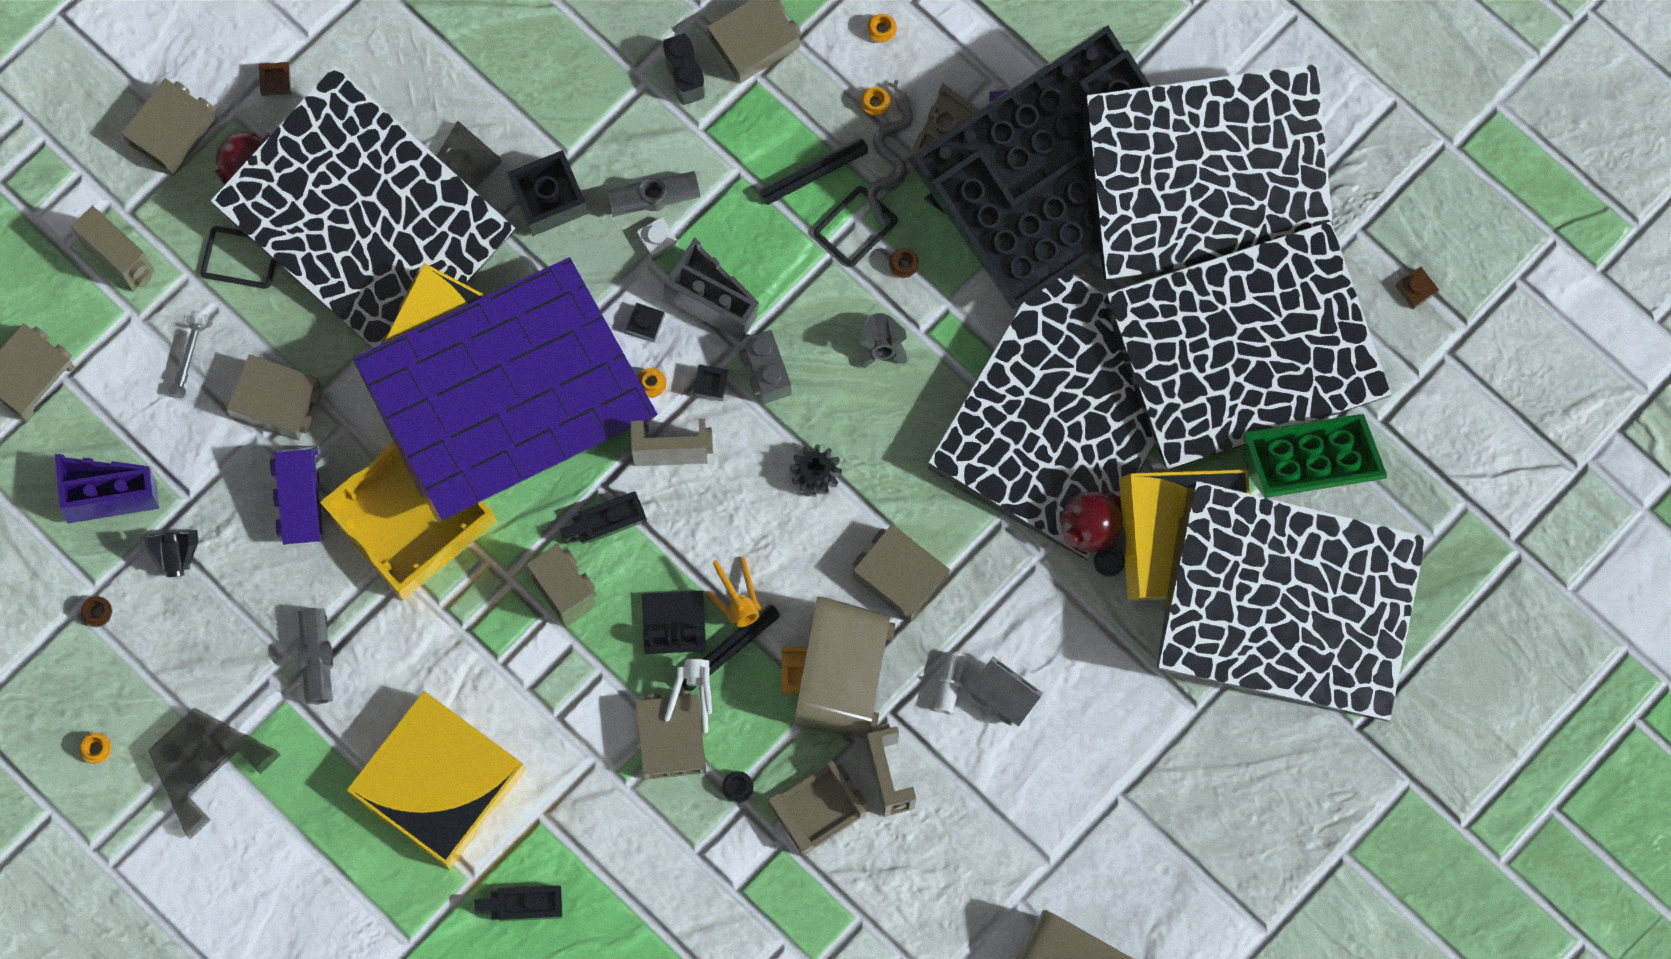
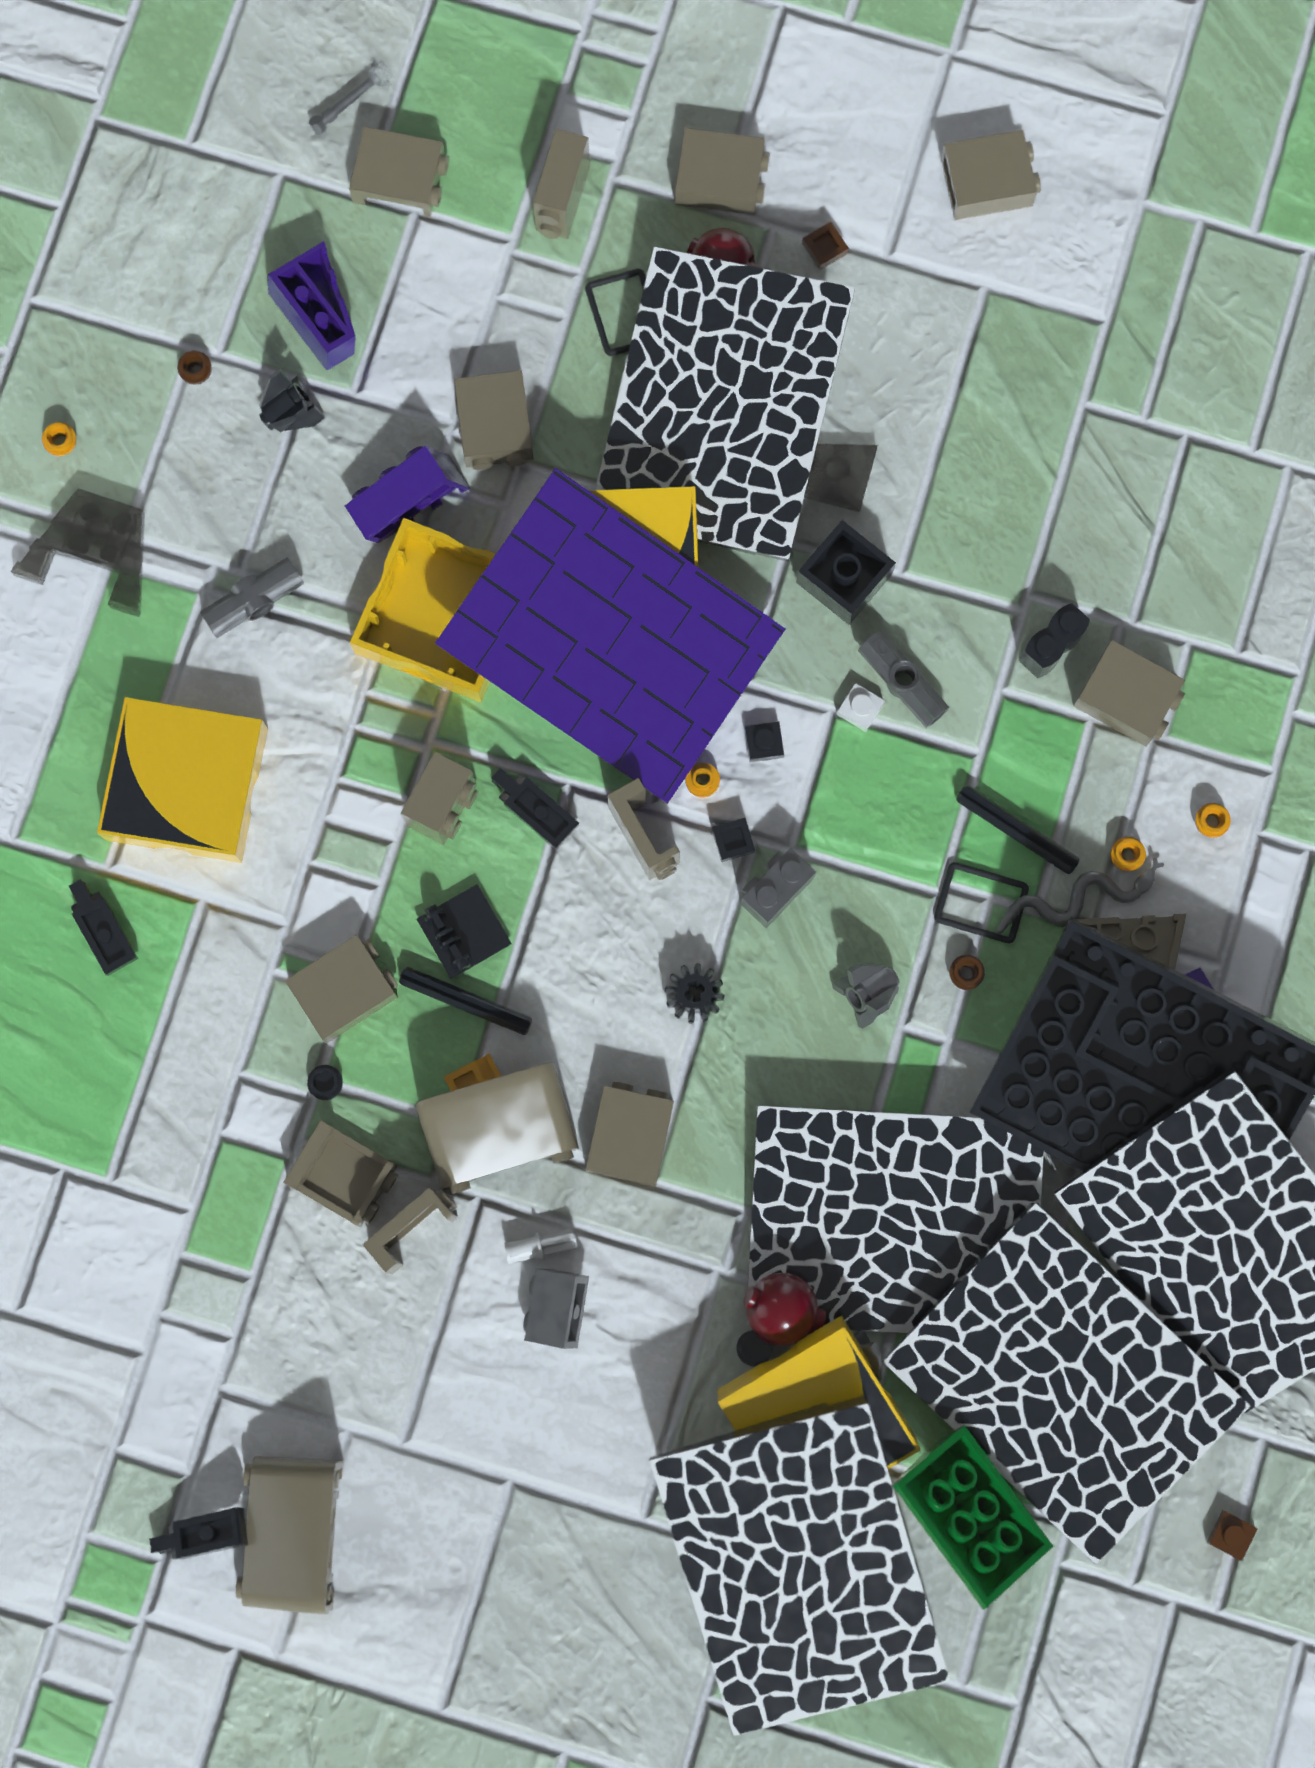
camera: 65 degrees right, 5 degrees up
(197, 322) = (532, 306): flat silver piece -> none
(697, 674) = (412, 982): white plant -> none
(710, 293) = (825, 789): flat silver wedge -> none
(742, 610) = (506, 990): light orange plant -> none

